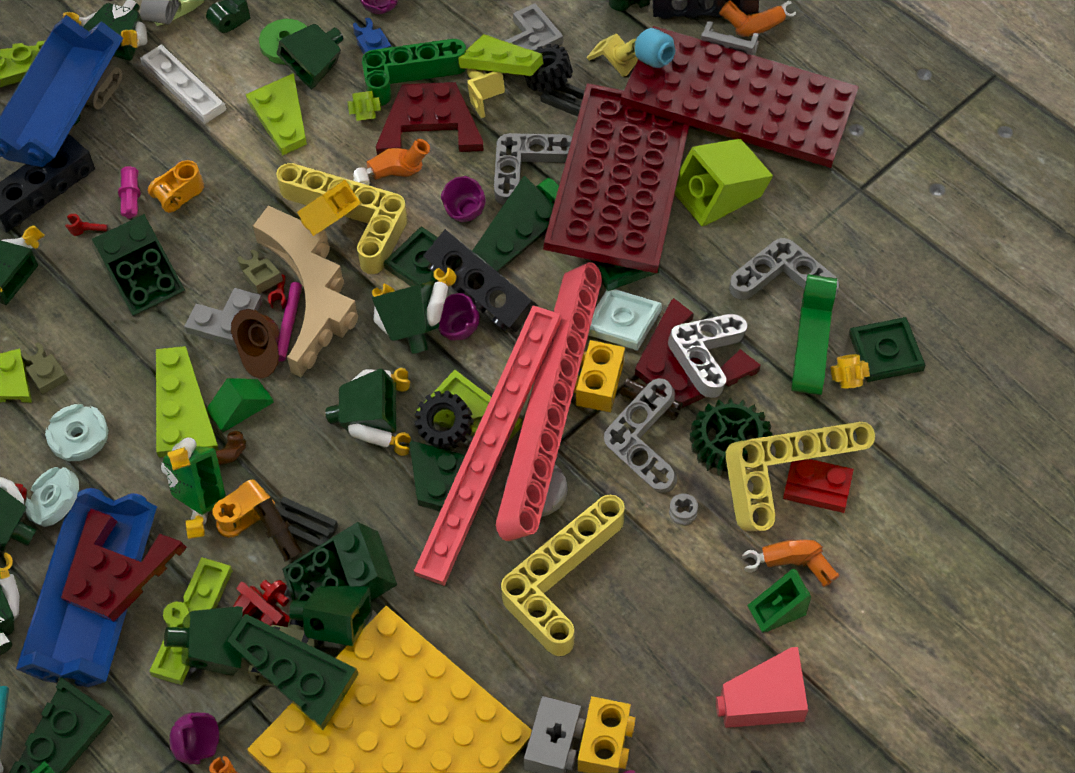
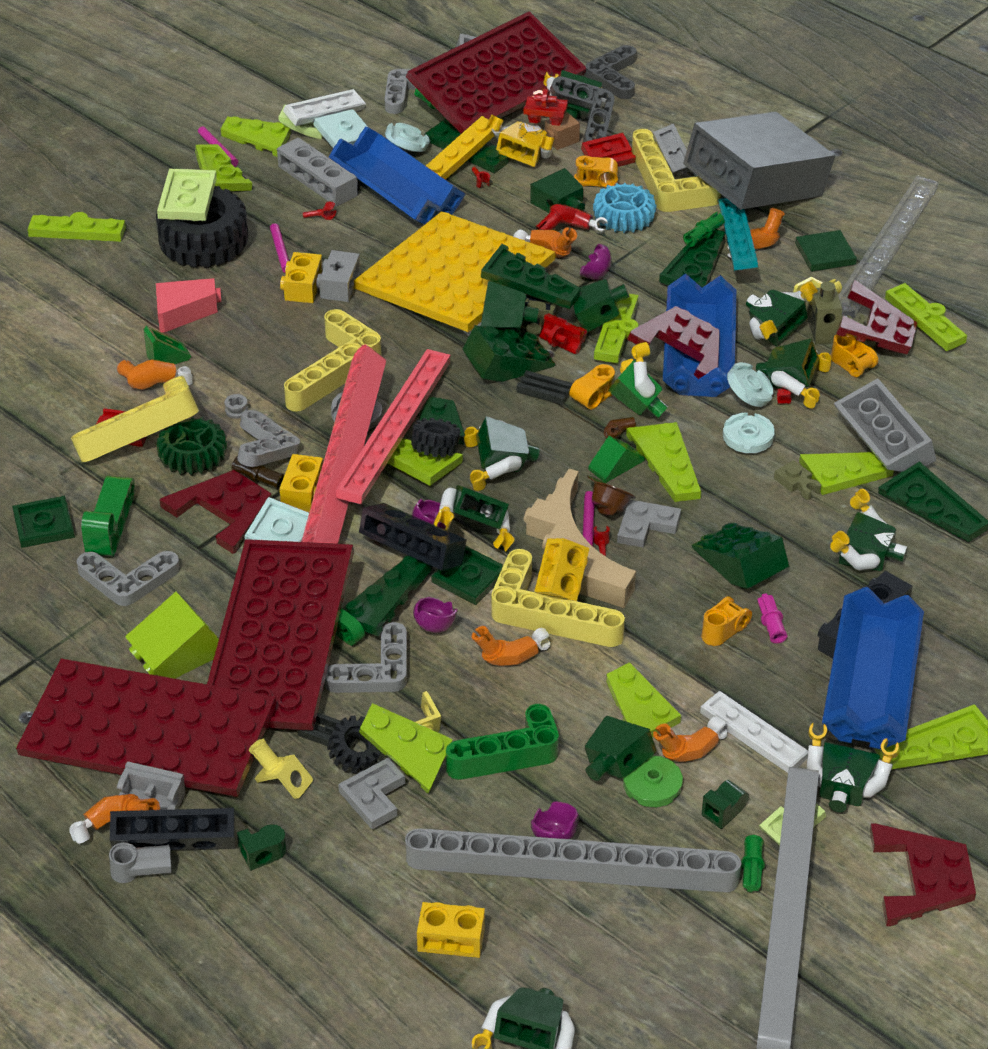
camera: 175 degrees right, 15 degrees down
(79, 226) = (813, 591): red hand -> none
(242, 64) = (690, 747): none -> orange arm
(259, 273) = (623, 551): olive plate -> none
(277, 529) = (561, 369): dark brown pin -> none
(364, 105) = (557, 697): lime gear -> none
(368, 38) = (556, 784): blue plate -> none
(430, 109) = (479, 712): dark red wing -> none
(654, 48) = (236, 728): medium azure head -> none
(689, 342) = (216, 495): light grey beam -> none
(850, 371) = (79, 499): yellow gear -> none

